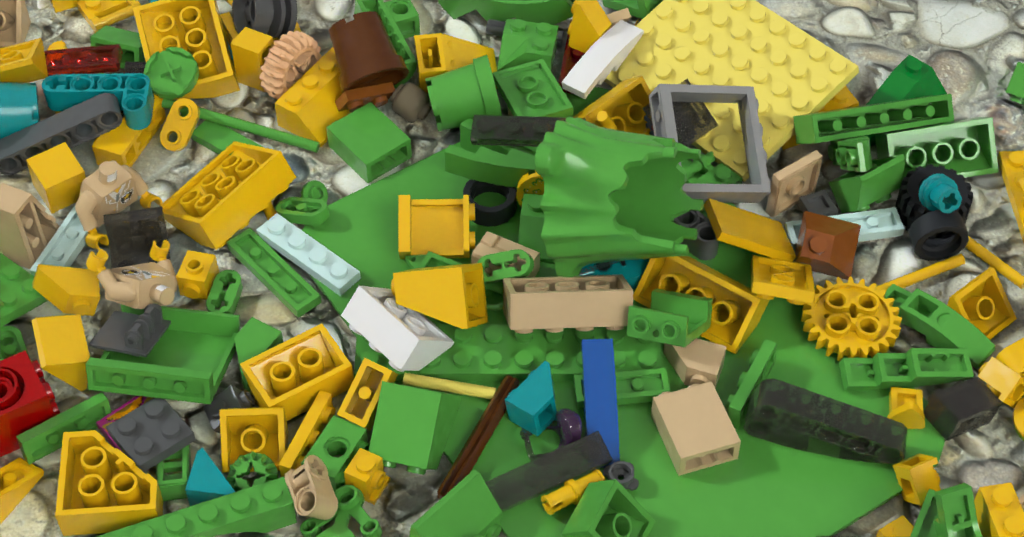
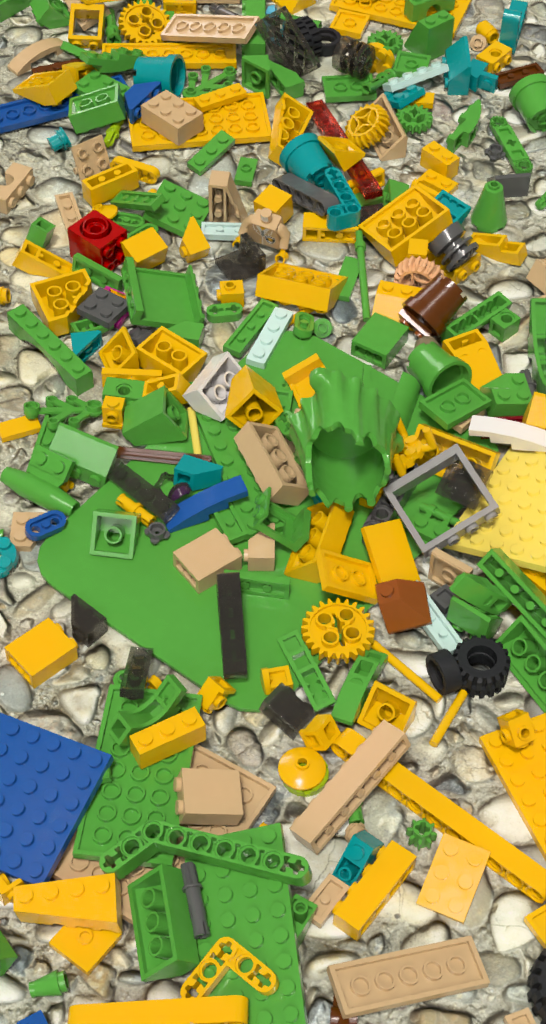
camera: 70 degrees right, 0 degrees up
(132, 332) = (169, 275): dark grey hinge -> none
(140, 283) = (204, 266): tan torso -> none
(172, 72) = (376, 223): bright green tile -> none
(181, 125) = (345, 246): yellow plate -> none
(260, 462) = (103, 360): bright green gear -> none
(312, 491) = (85, 387): tan piece -> none
(511, 130) = (407, 404): clear smoke plate -> none
(935, 189) = (459, 655): teal piece -> none

